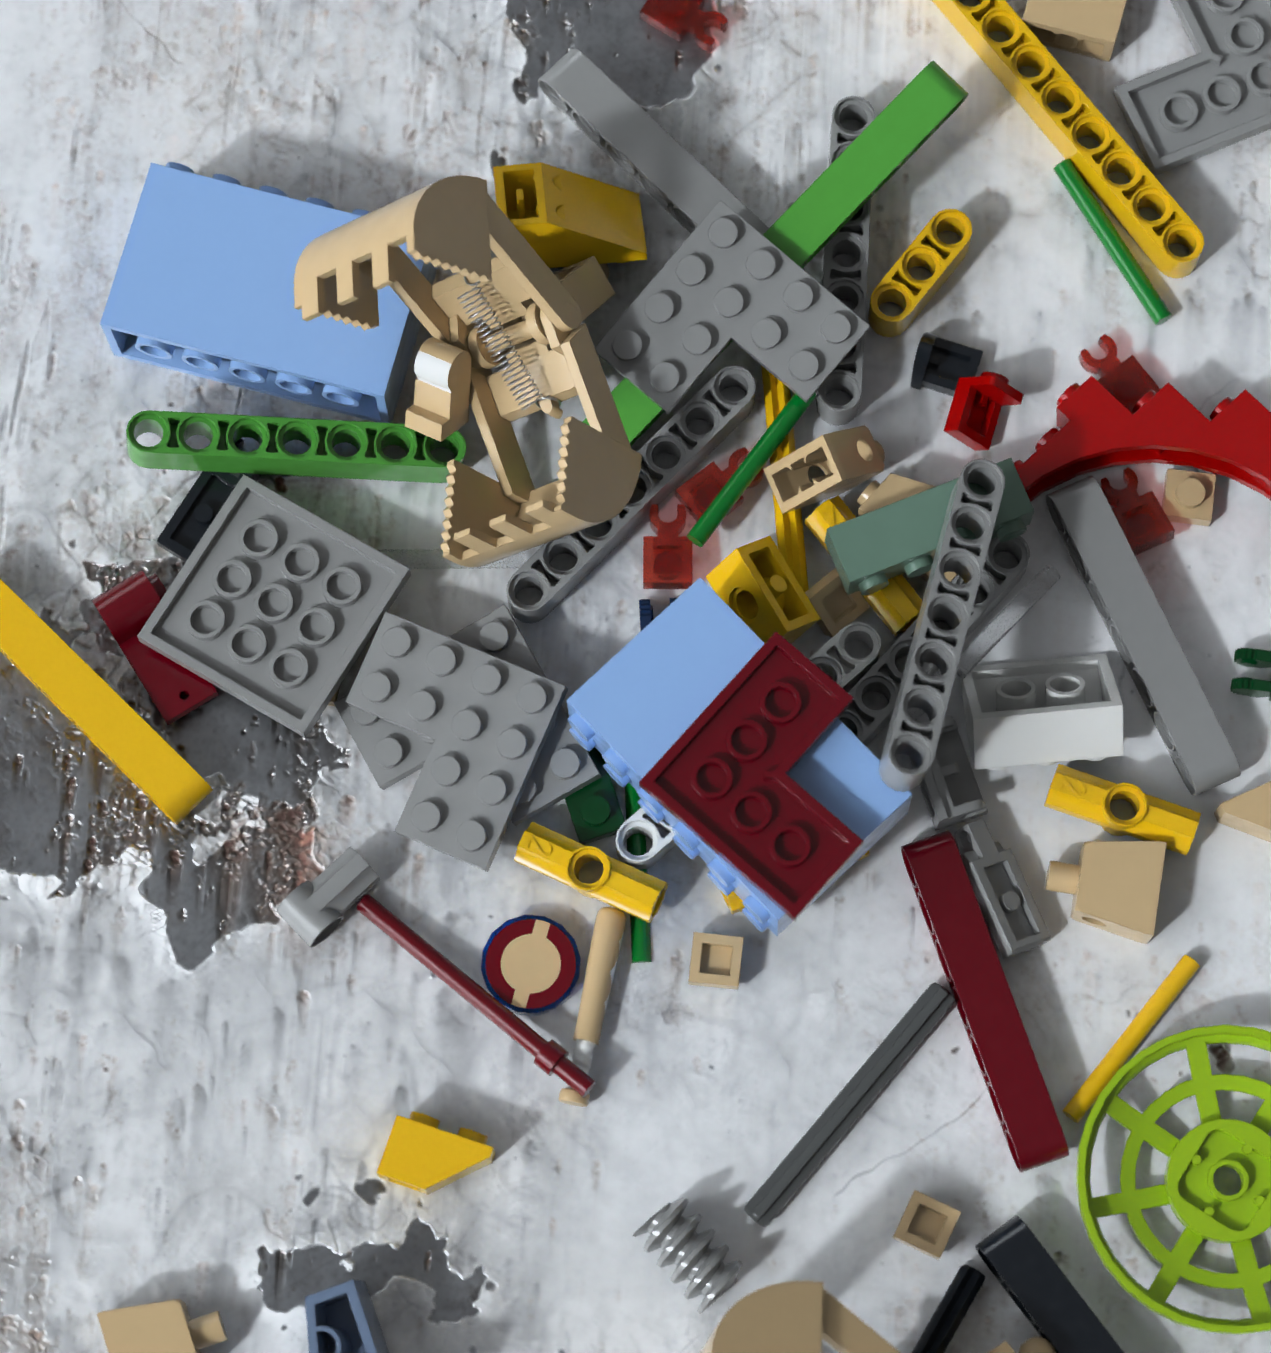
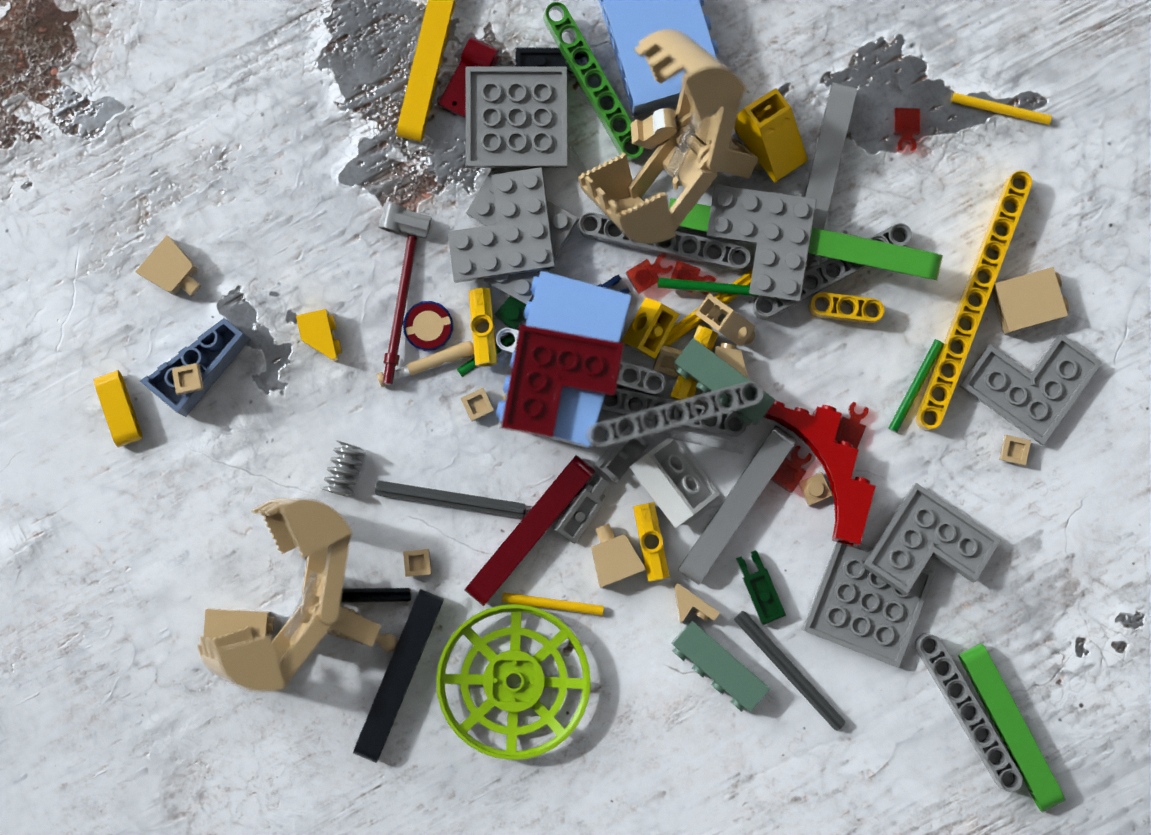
camera: 55 degrees right, 10 degrees up
(942, 363) = (810, 345): black tile -> none
(978, 407) = (797, 371): red bracket -> none

